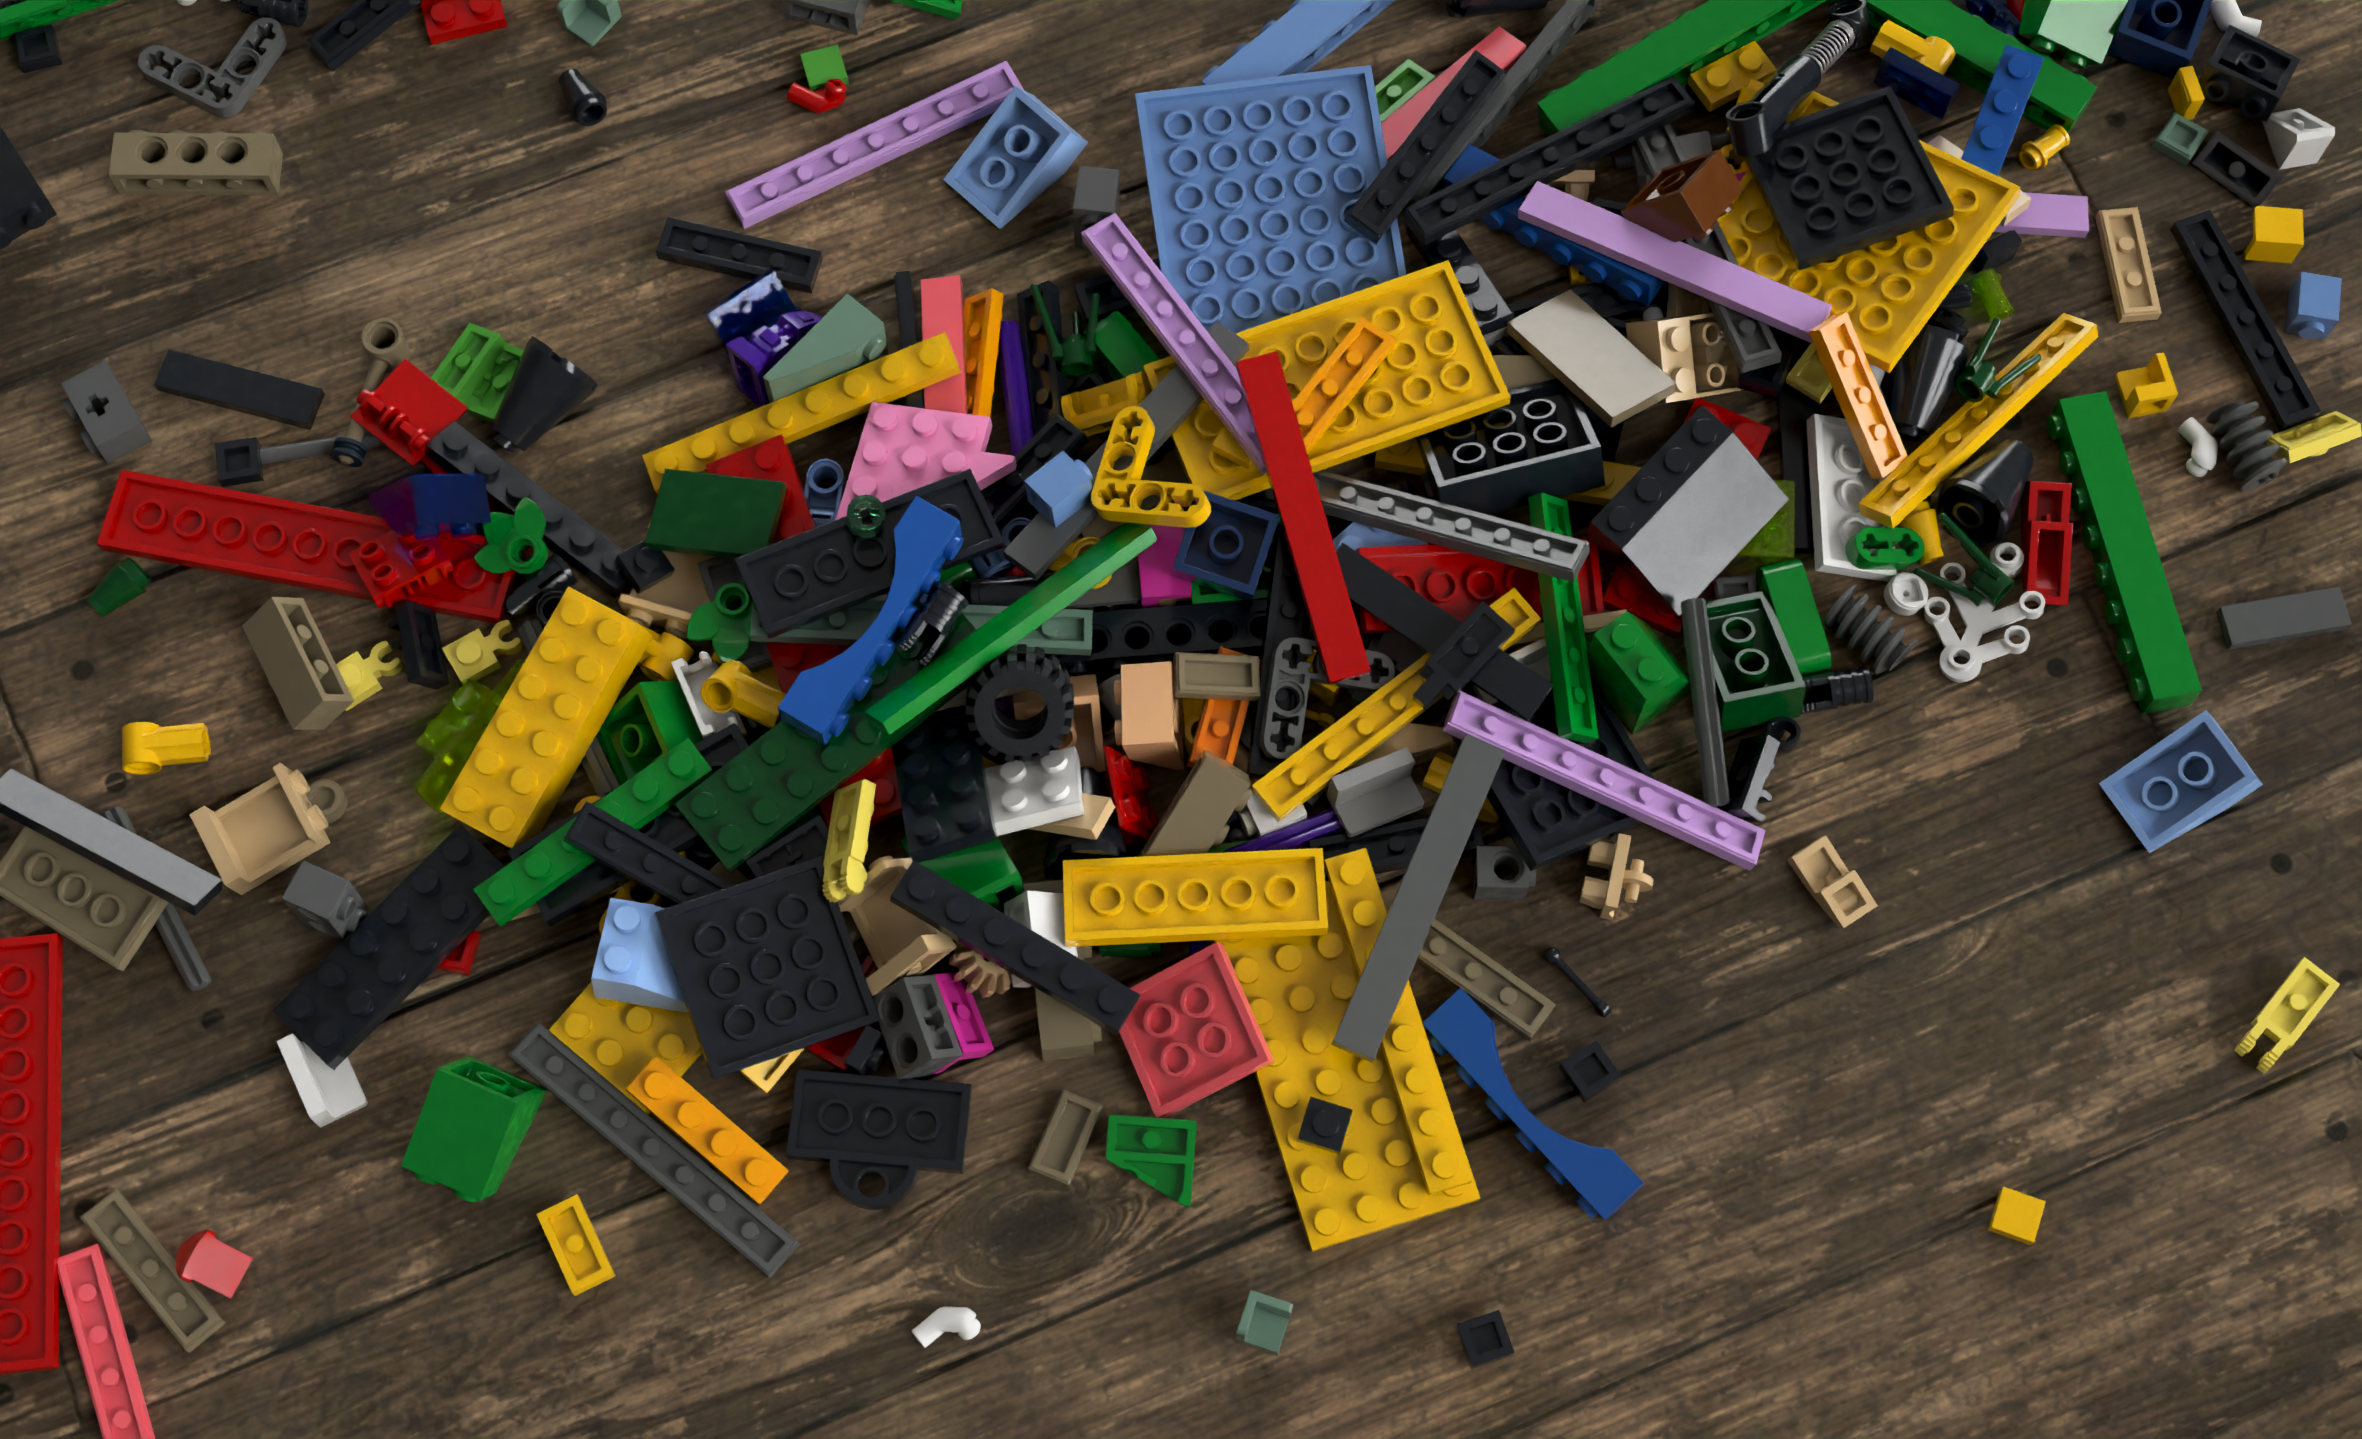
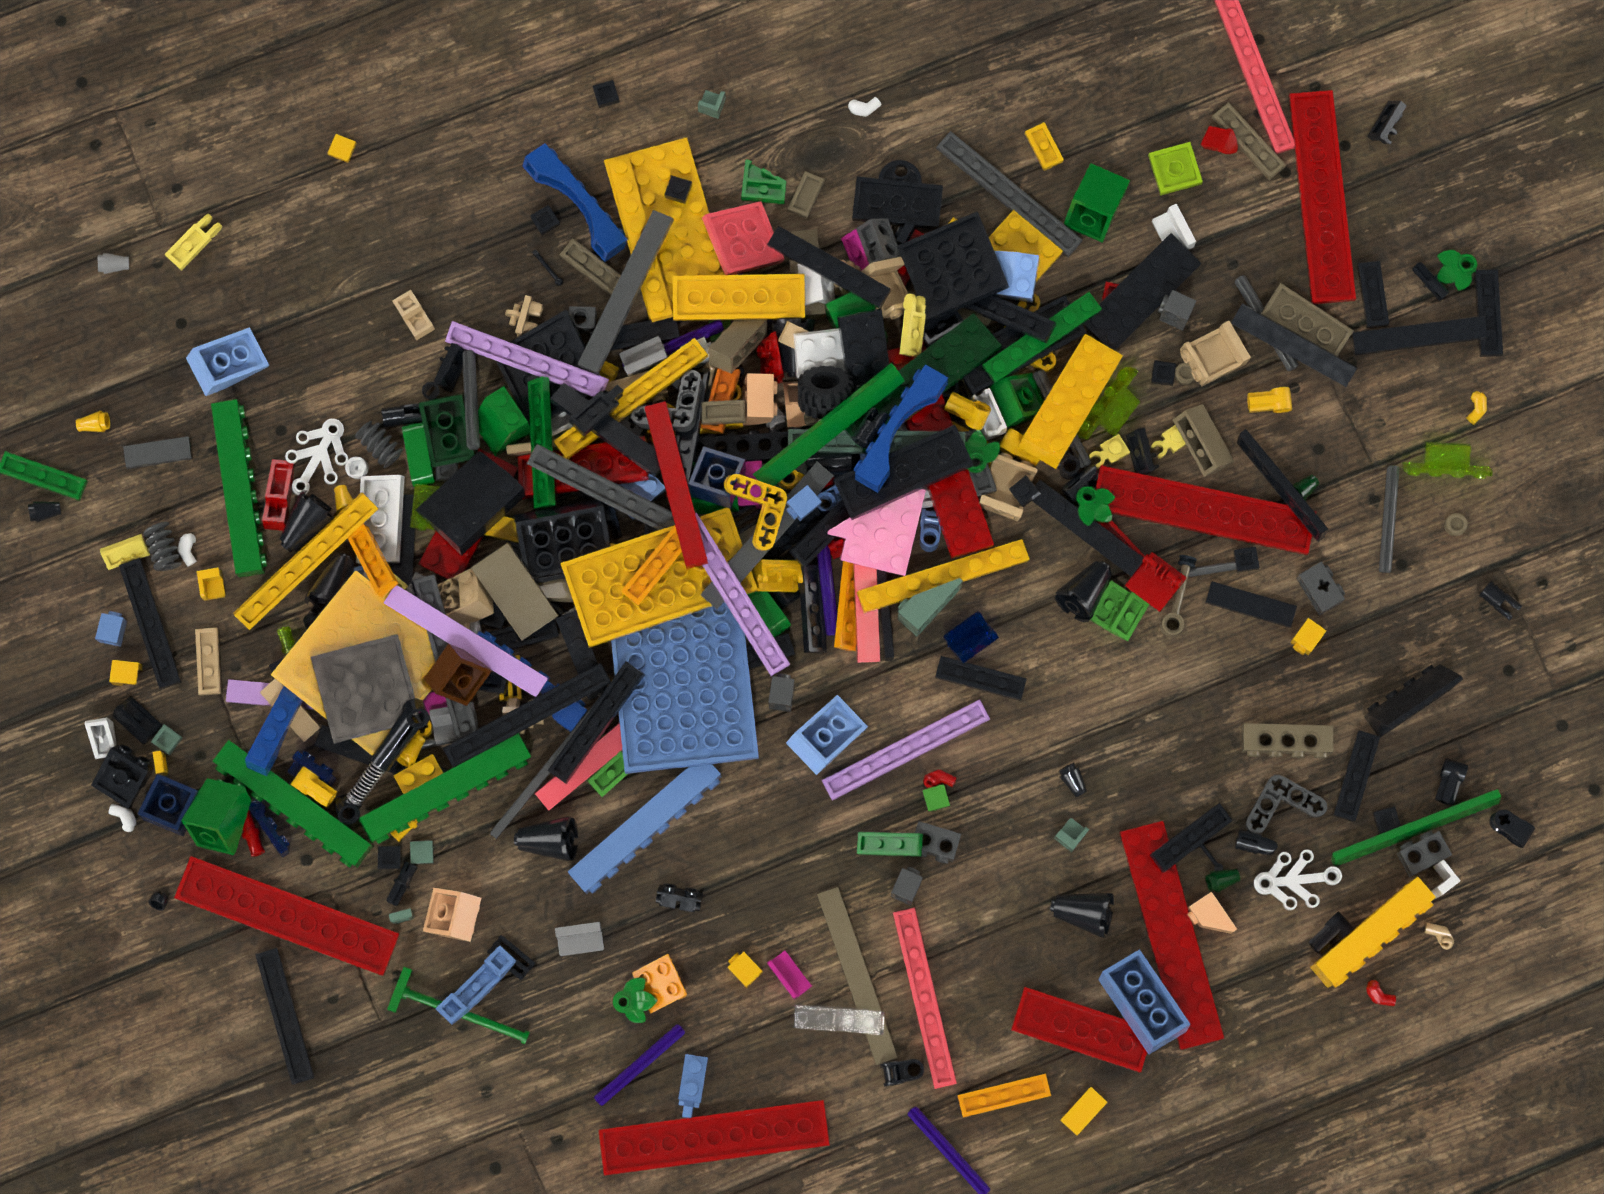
camera: 175 degrees left, 10 degrees up
(80, 111) = (1356, 776): none -> black plate
(139, 329) = (1307, 637): none -> yellow brick
(155, 580) = (1282, 485): none -> black tile
(308, 1204) = (1175, 168): none -> lime plate
(366, 801) = (1163, 373): none -> black tile
(395, 562) = (1153, 493): red hinge -> none
(434, 504) = (1137, 519): clear blue slope -> none
(707, 1130) = (982, 198): light orange plate -> none
(714, 514) = (986, 507): dark green tile -> none
(765, 349) = (956, 611): dark purple piece -> none
(875, 508) = (910, 481): clear green bush -> none
(1076, 350) = (795, 606): dark green plant -> none
(1885, 556) = (365, 482): green beam -> none
(1979, 375) = (304, 581): dark green plant -> none
(1988, 580) = (313, 467): dark green plant -> none
(2036, 153) = (245, 732): yellow pin -> none

